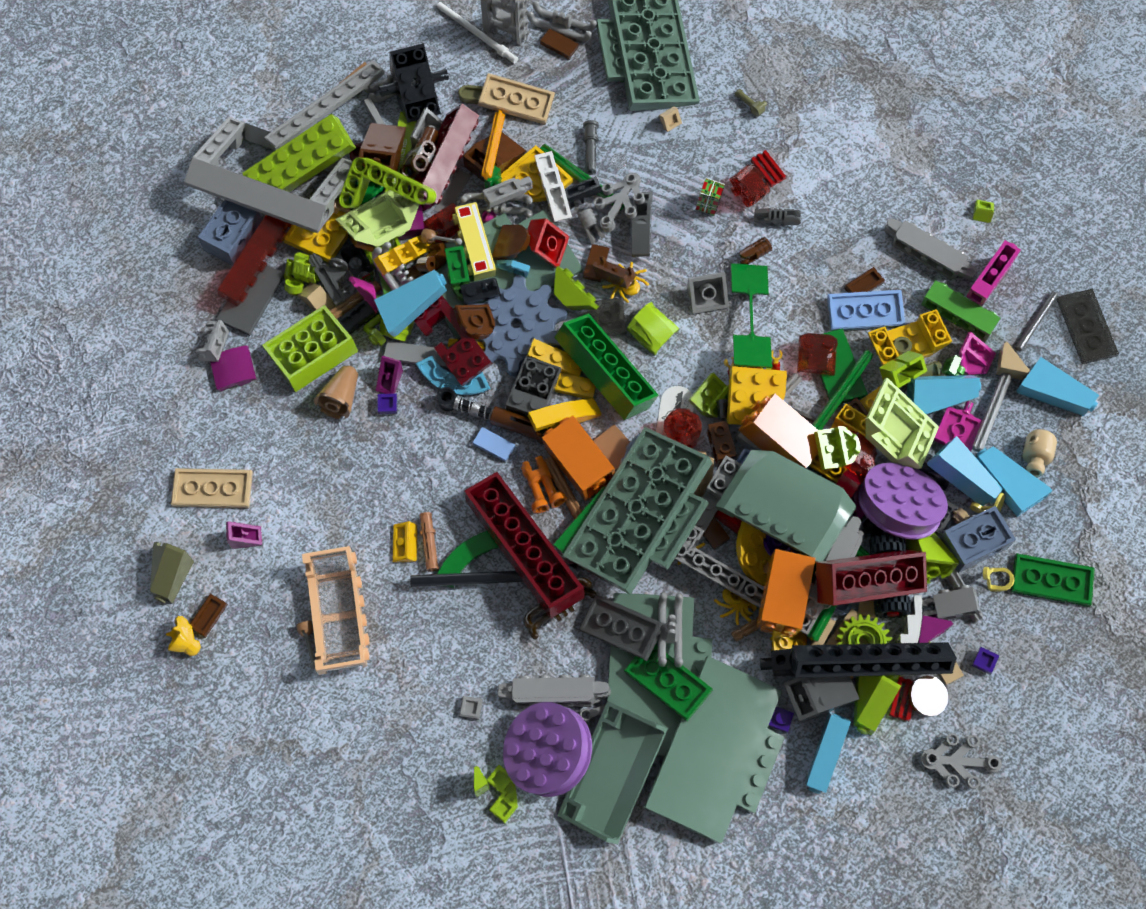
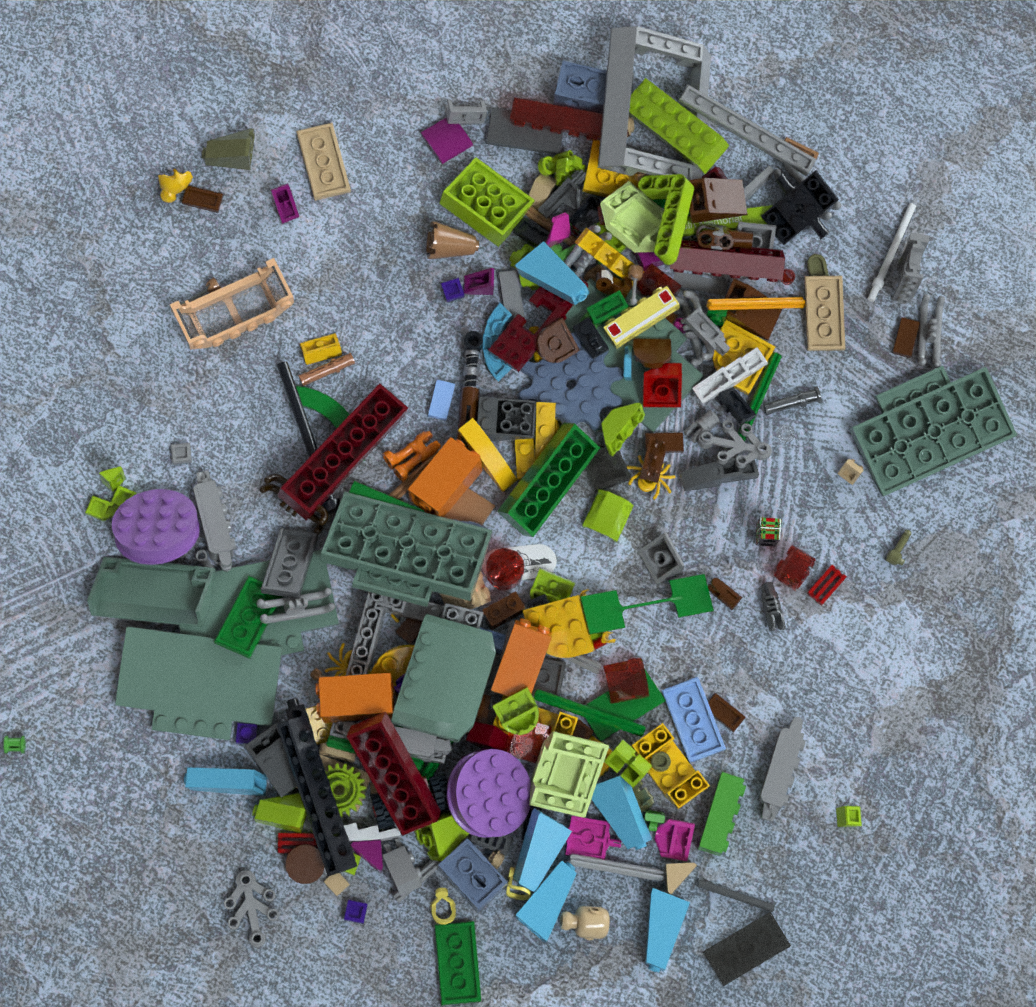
camera: 65 degrees right, 5 degrees up
(993, 273) = (767, 834): dark pink slope -> none

